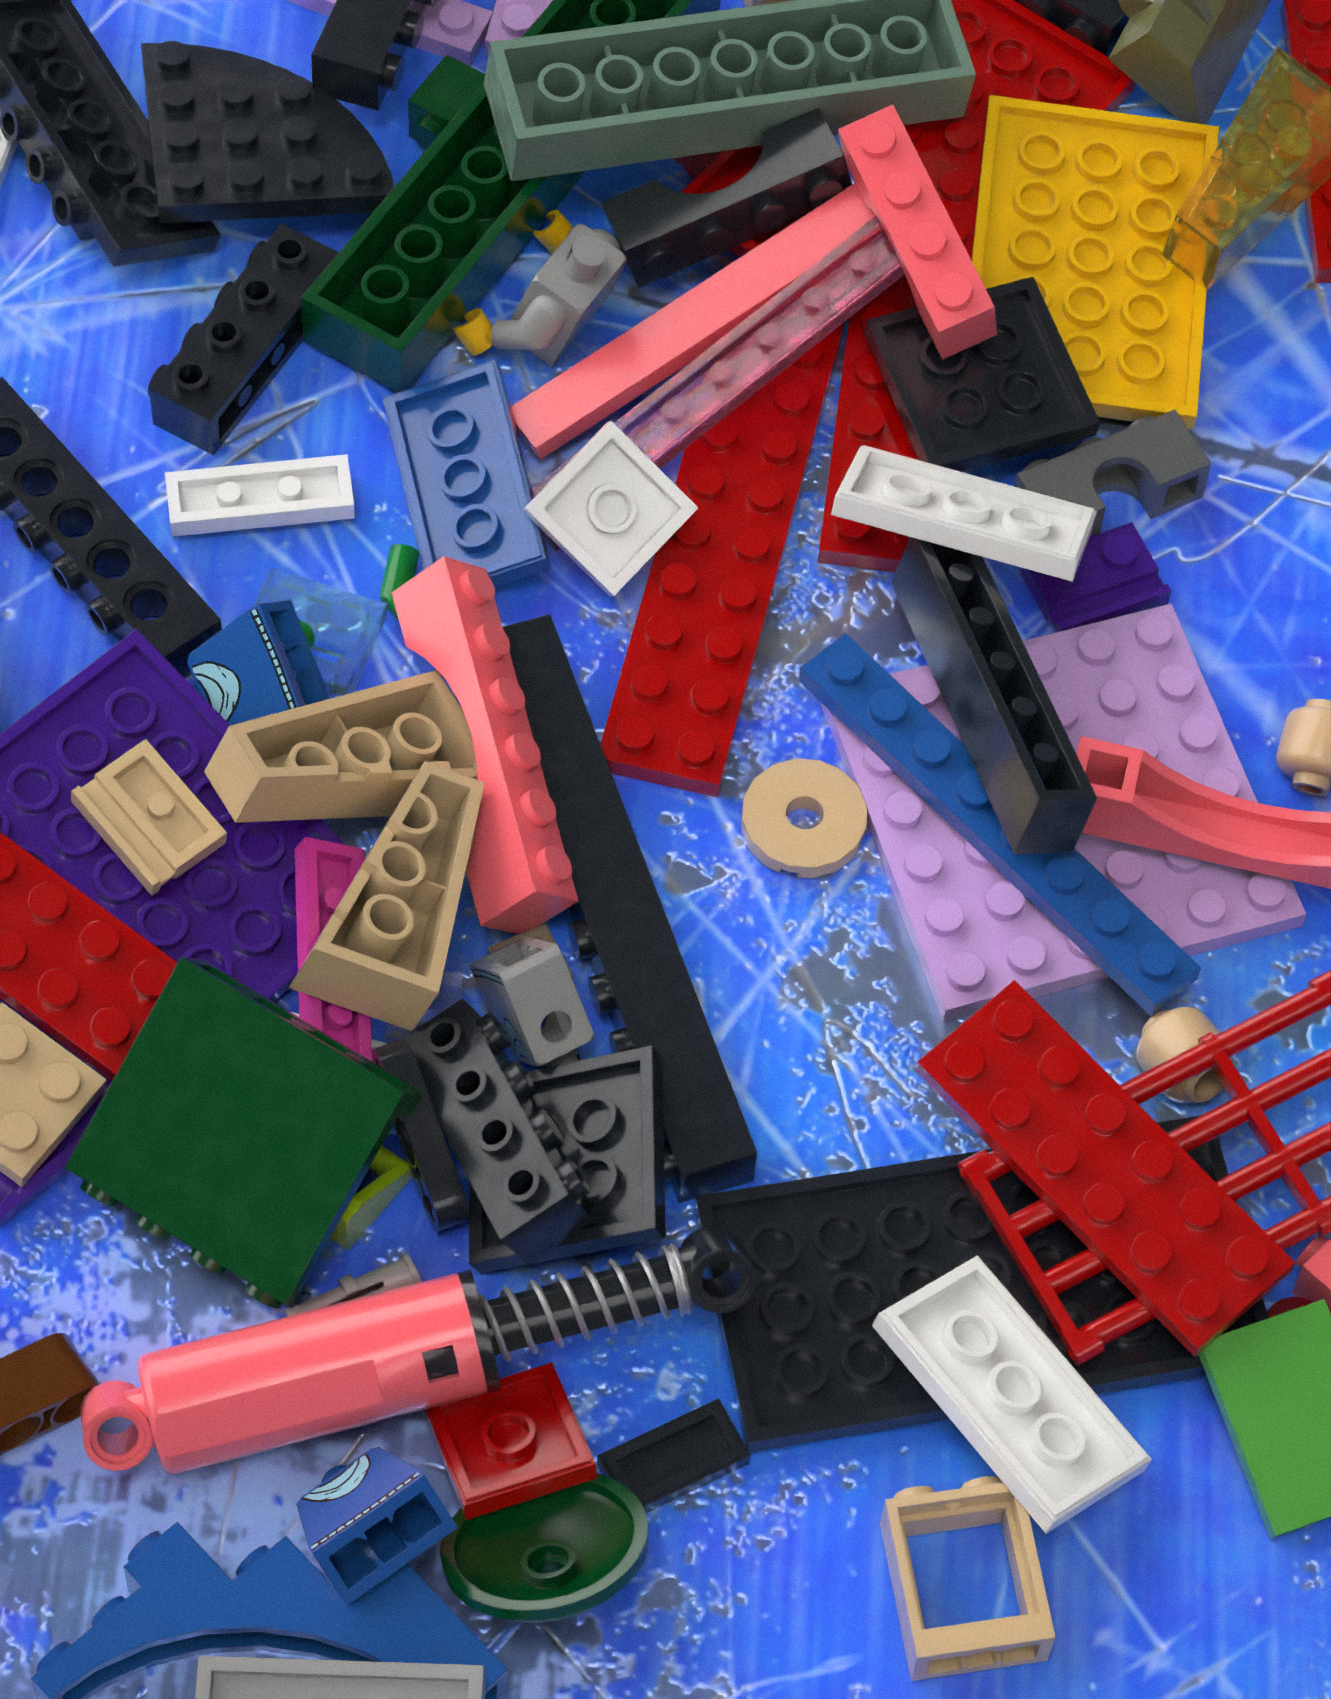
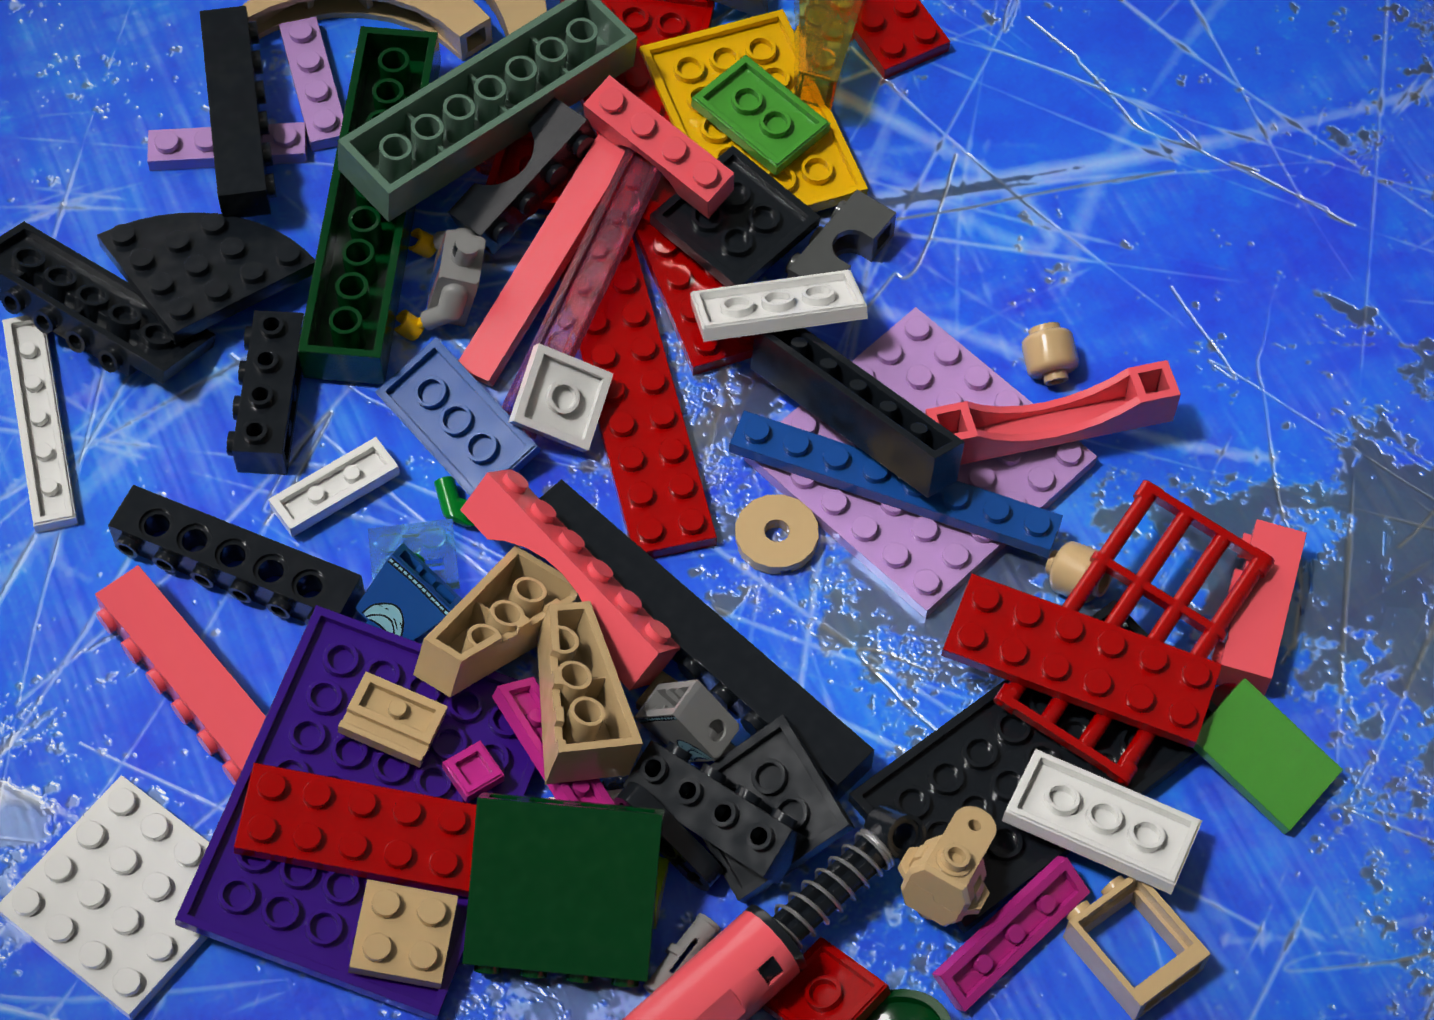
camera: 25 degrees left, 0 degrees up
(220, 932) = (473, 771): none -> dark pink tile
(441, 98) = (310, 191): dark green brick -> none
(677, 1456) = (922, 955): black tile -> none
(752, 1353) = (948, 871): none -> tan piece
(806, 1481) = (1011, 933): none -> dark pink plate
(1102, 254) = (760, 115): none -> bright green tile
(1110, 582) = (883, 310): dark purple plate -> none

